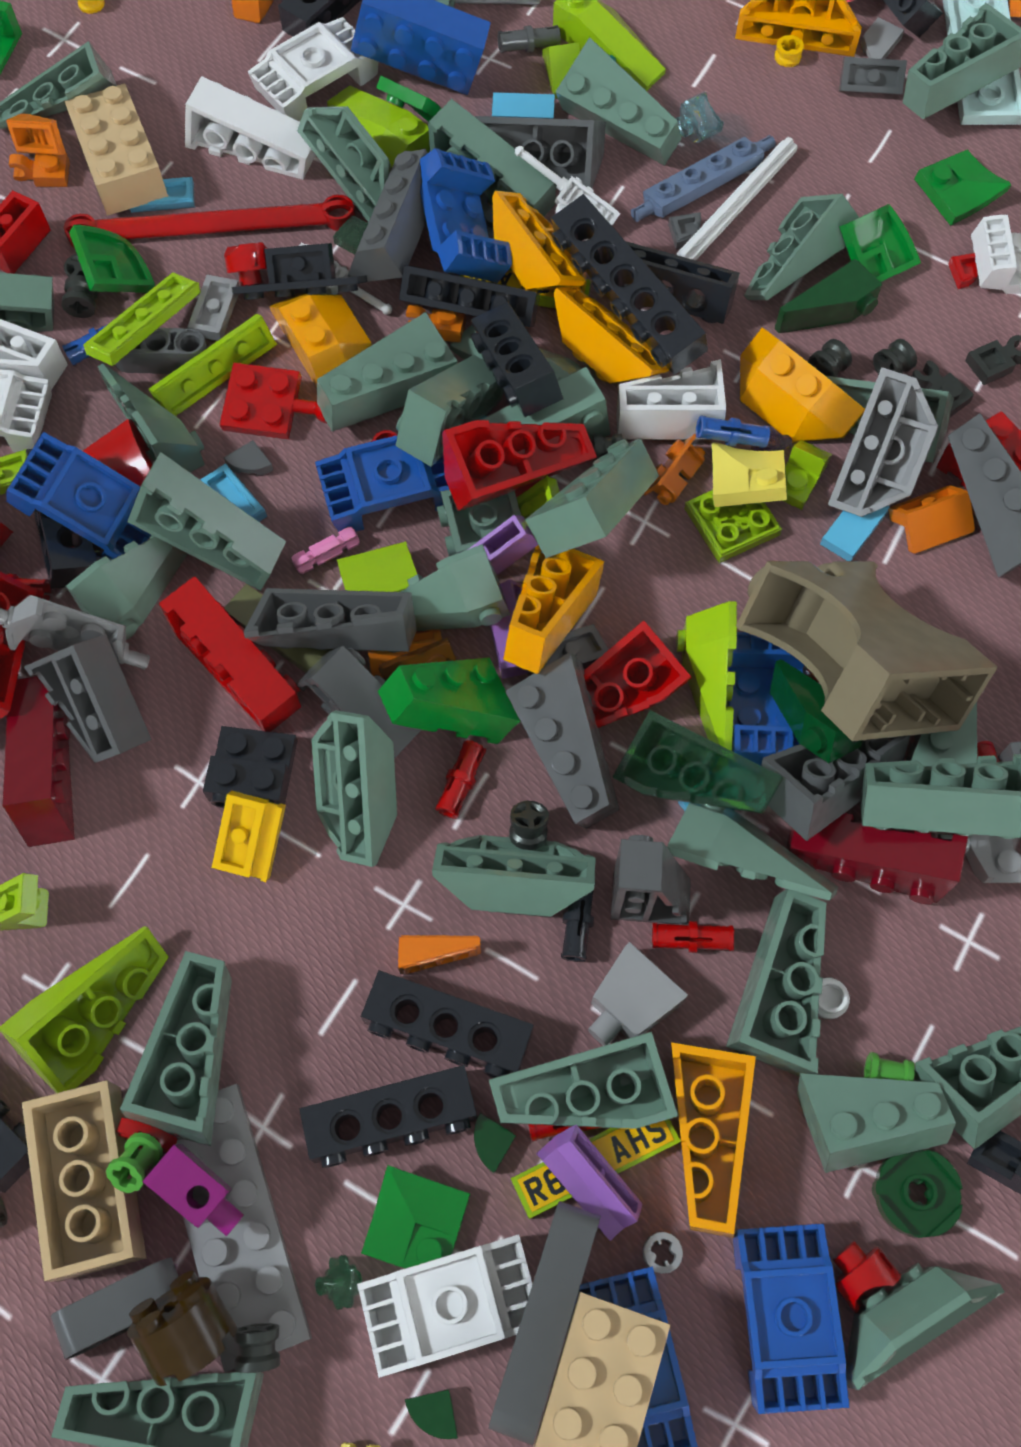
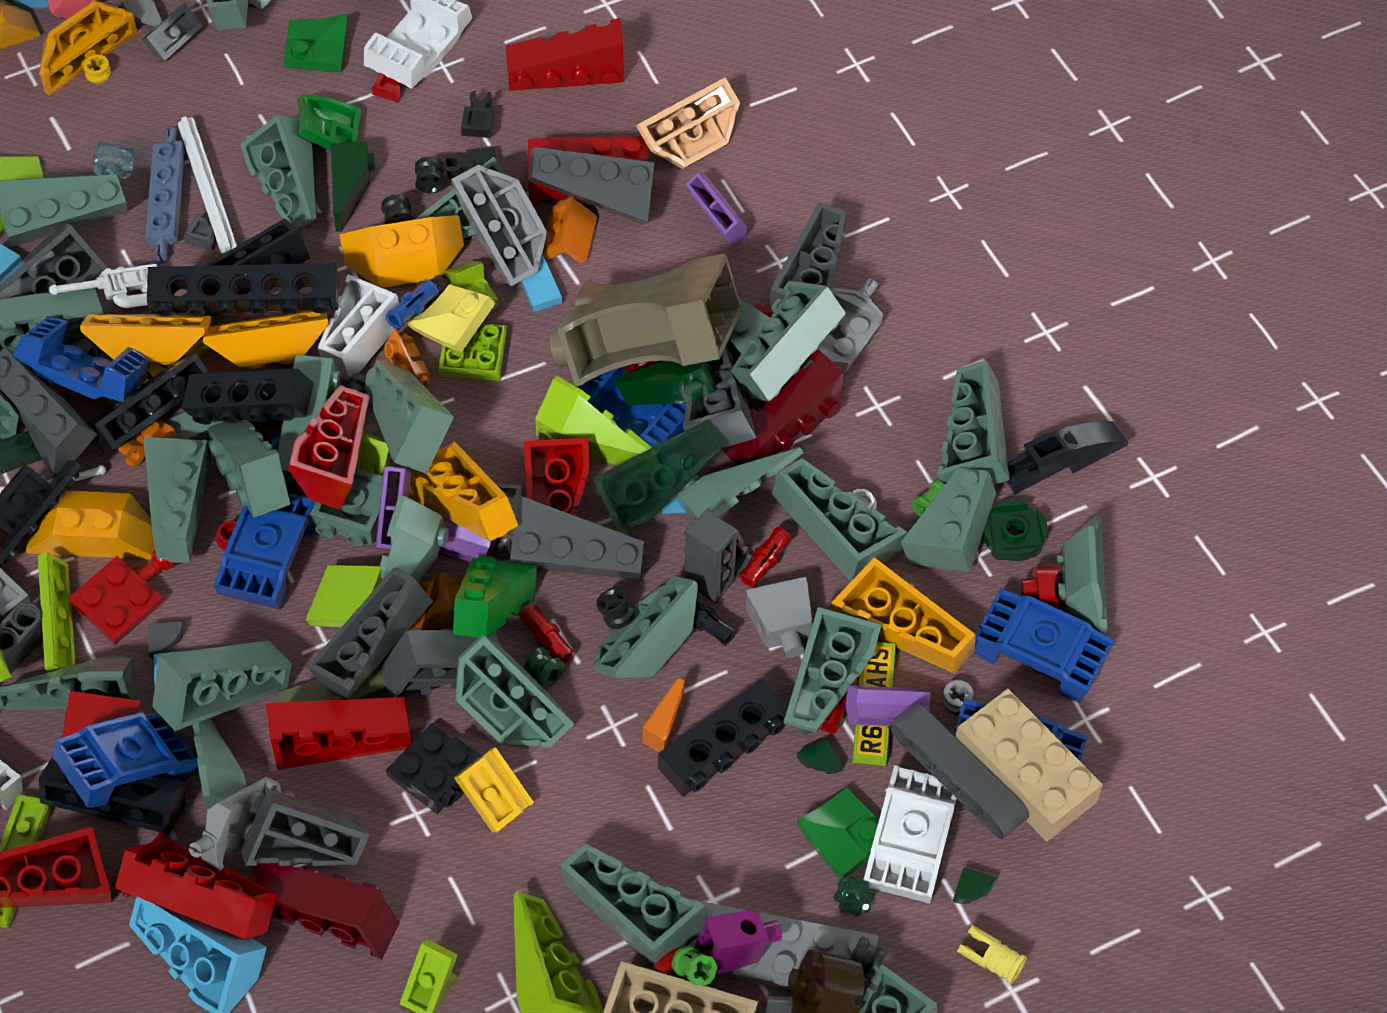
camera: 60 degrees left, 10 degrees down
(323, 1119) = (770, 759): black brick -> none
(325, 550) = (289, 624): bright pink axle -> none
(417, 798) = (544, 667): none -> dark green wheel

